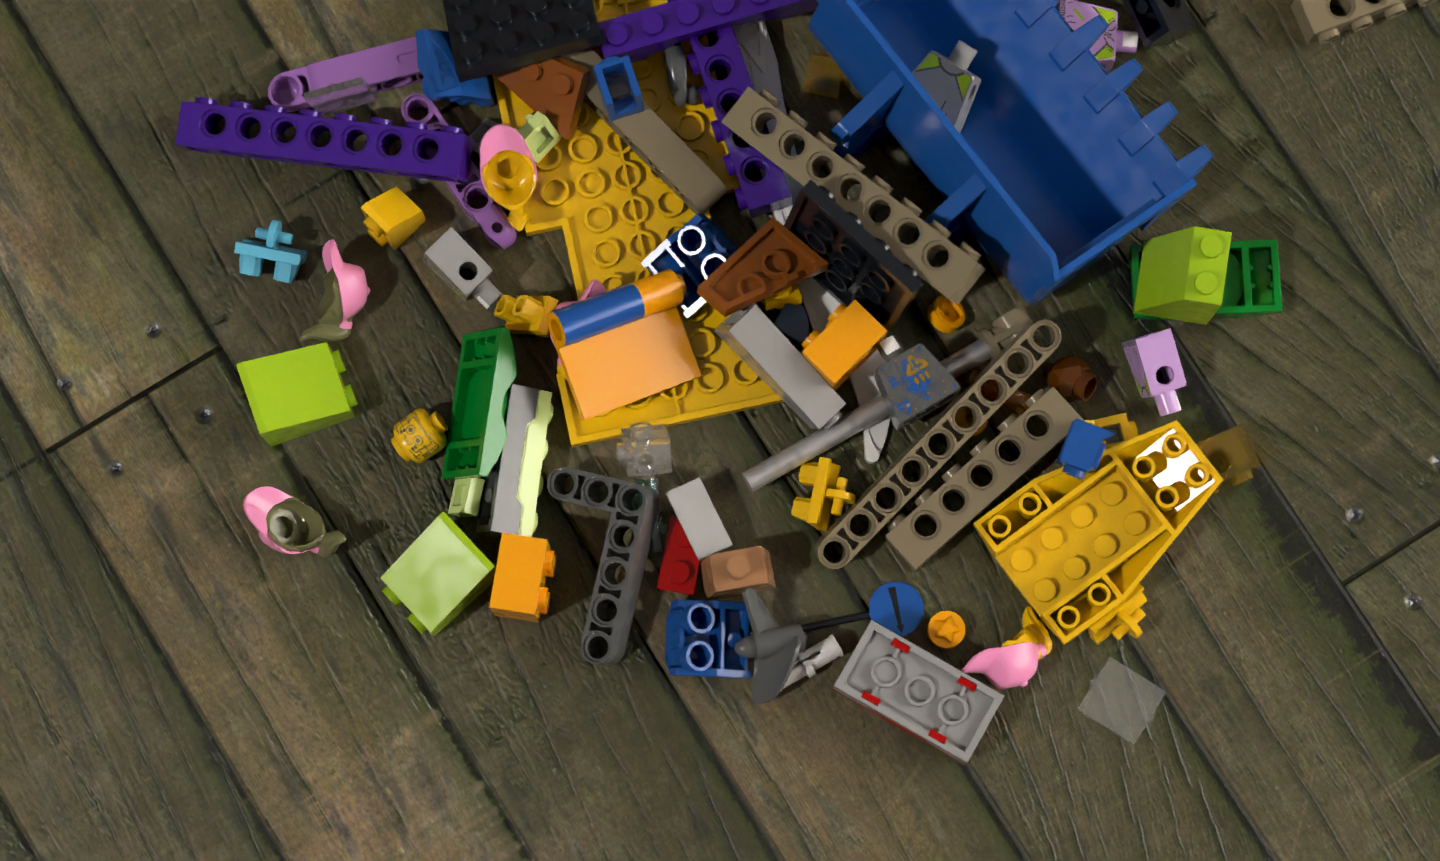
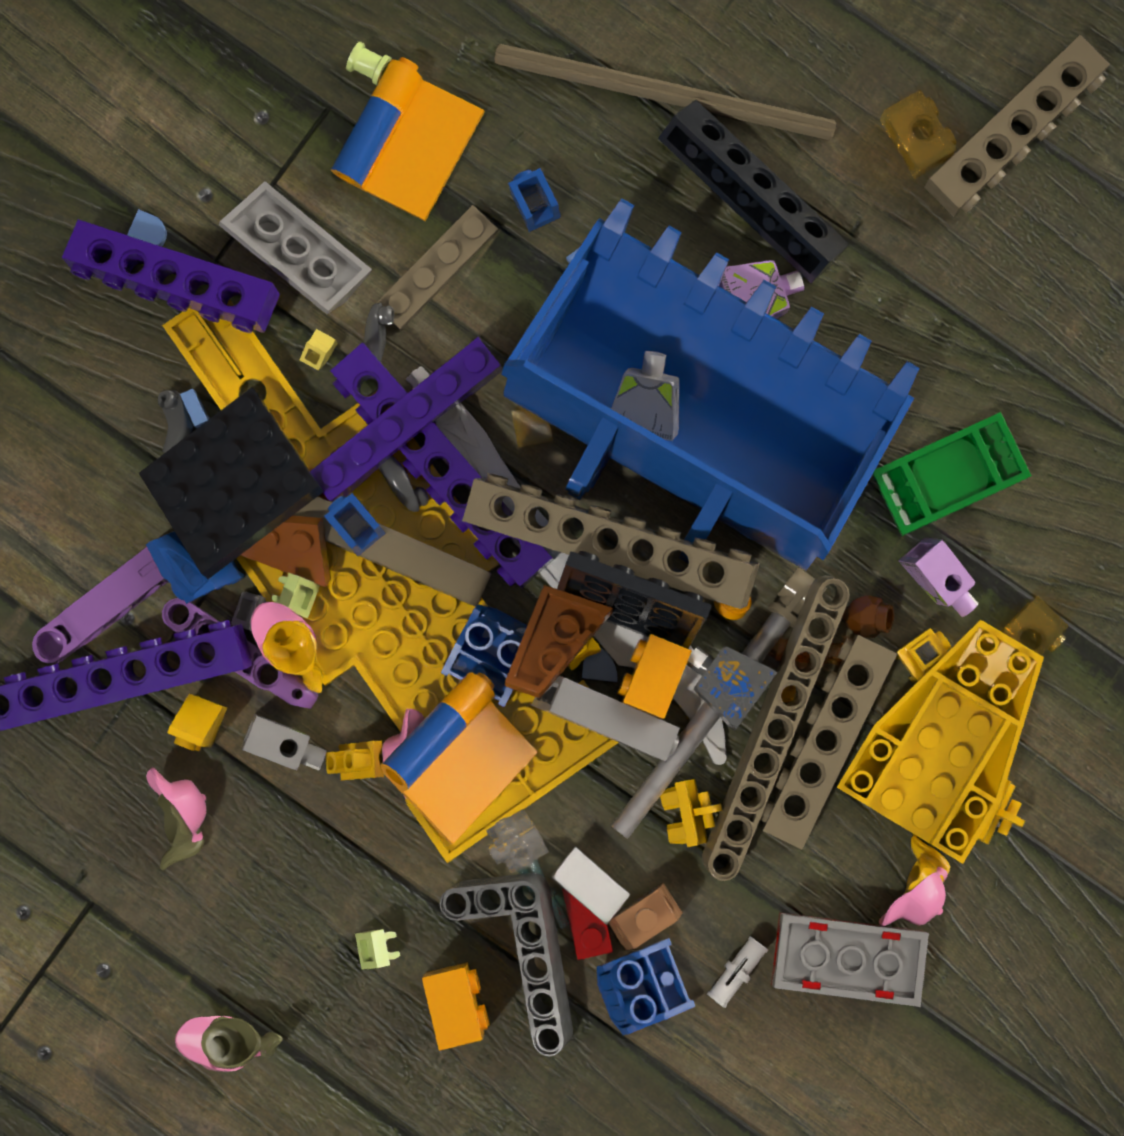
camera: 20 degrees left, 5 degrees up
(254, 252) = (100, 794): medium azure hips -> none
(297, 392) = (179, 919): lime slope -> none
(341, 96) = (102, 631): clear piece -> none
(419, 435) = (307, 911): yellow head -> none
(438, 576) = (378, 1033): lime slope -> none
(479, 404) = (350, 864): green slope -> none
(516, 478) = (403, 901): piece -> none
(771, 646) = (703, 971): dark grey piece -> none
(891, 606) = (794, 888): blue piece -> none
(946, 629) = (849, 888): light orange tile -> none
(1082, 448) = (908, 683): blue window -> none
(1121, 700) = (1029, 885): clear piece -> none
(1183, 275) = (933, 484): lime slope -> none

